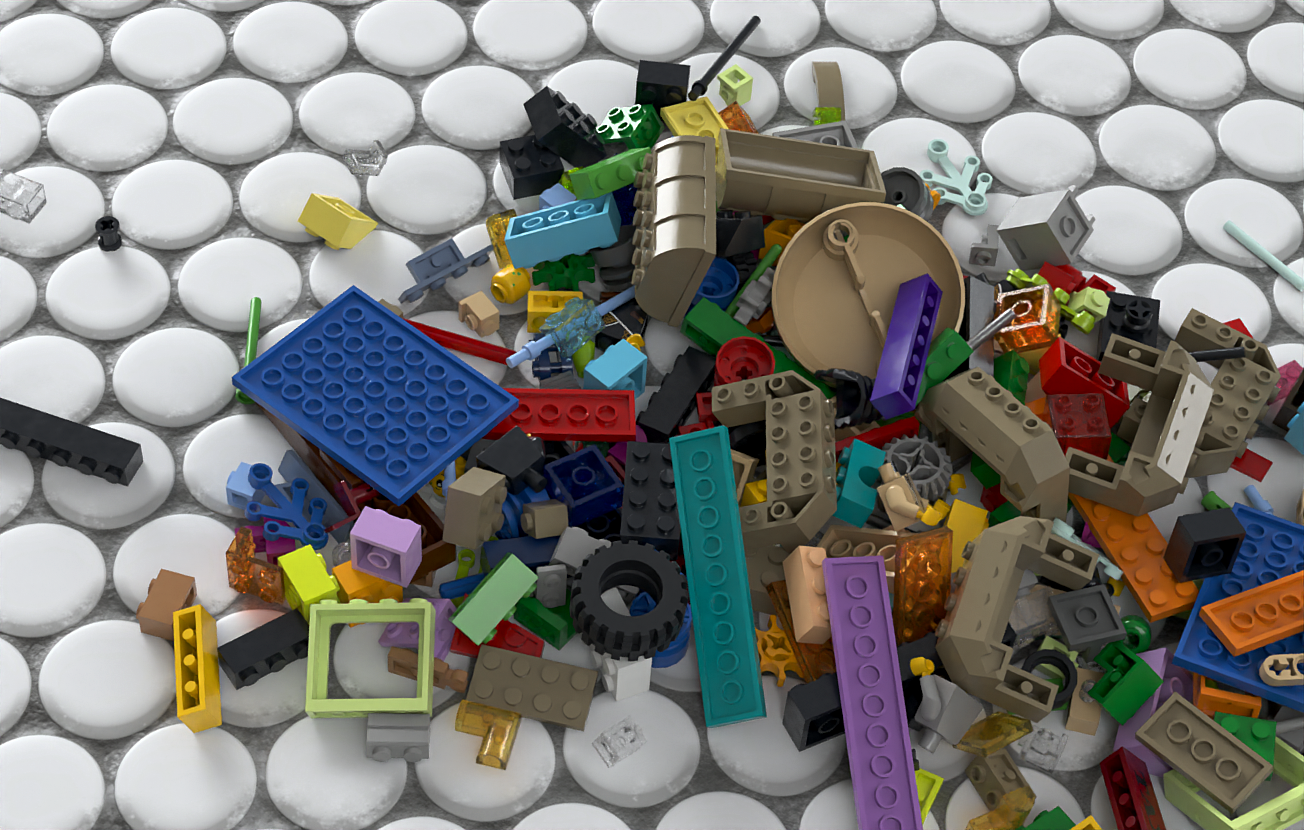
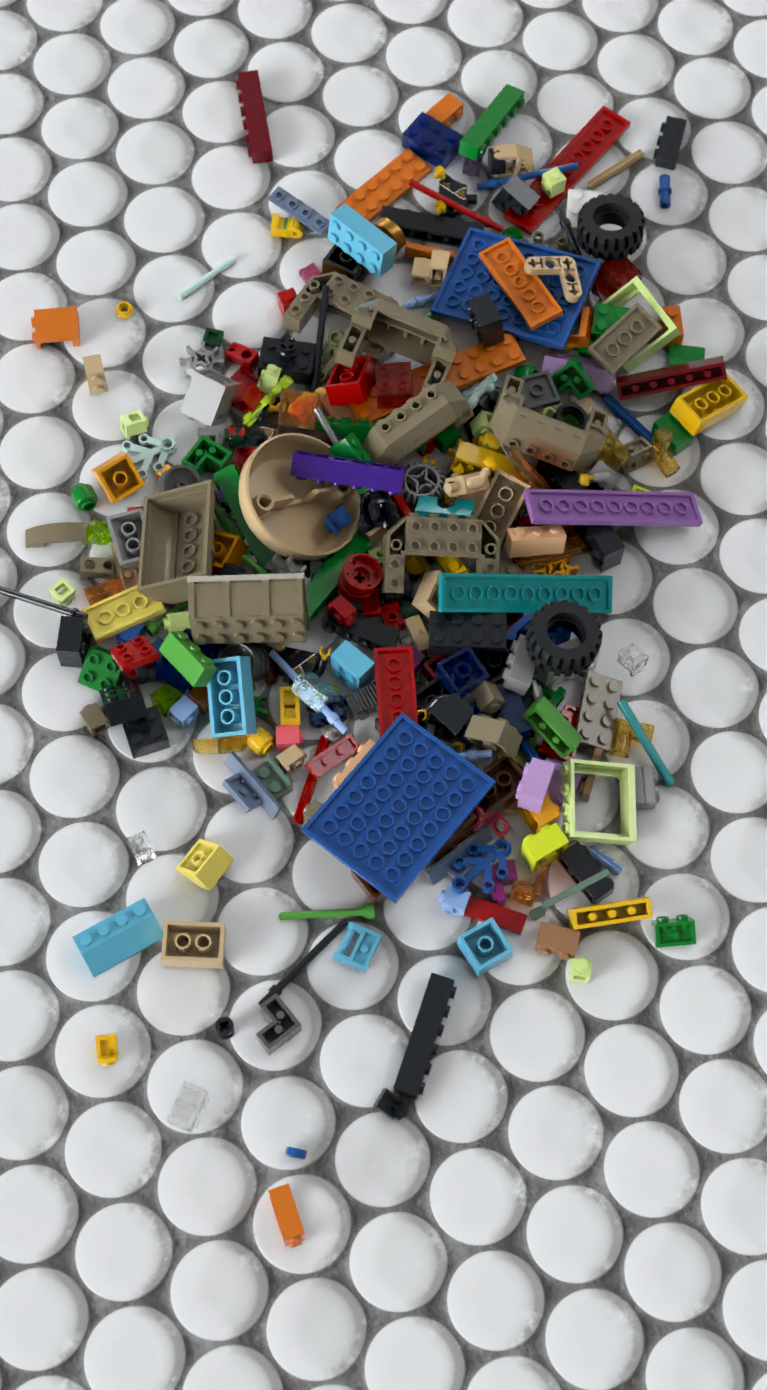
camera: 90 degrees left, 15 degrees up
(101, 284) = (281, 1025): none -> dark grey brick
(104, 123) = (107, 1049): none -> yellow bracket
(118, 628) = (580, 969): none -> yellowish green brick
(153, 291) = (305, 961): none -> black bar
(159, 757) = (674, 931): none -> green bracket
(169, 511) = (484, 947): none -> medium azure brick
(195, 383) = (363, 949): none -> medium azure plate
(210, 554) = (504, 917): none -> red tile
(220, 590) = (539, 911): none -> sand green piece
(224, 202) = (193, 944): none -> tan brick
(249, 136) = (118, 937): none -> medium azure slope
(286, 681) = (605, 860): none -> light blue axle
(444, 300) = (273, 778): none -> sand green bracket
(470, 741) = (645, 742): none -> teal piece
(479, 355) = (332, 756): none -> tile
(513, 313) = (287, 736): none -> coral brick
(521, 368) = (331, 733): none -> clear tile
(626, 134) = (135, 658): none -> red plate
(696, 360) = (342, 611): none -> red brick
(776, 121) = (96, 568): none -> dark tan leg
(841, 356) = (337, 520): none -> blue bracket
(884, 113) = (84, 497): none -> green head
(911, 137) = (118, 477): none -> light orange brick
(956, 227) = (207, 455): none -> green brick
(993, 266) = (237, 436): none -> clear green head
(1004, 164) = (133, 423): none -> yellowish green brick
(1069, 784) = (627, 417): none -> blue axle
(1076, 120) = (95, 374): none -> tan brick
(1116, 242) = (201, 358): none -> light grey gear
(1132, 281) = (242, 356): none -> red leg
(1154, 91) = (56, 325): none -> orange panel
(1158, 256) = (213, 337): none -> dark green plate
(1195, 163) = (124, 306): none -> yellow plate

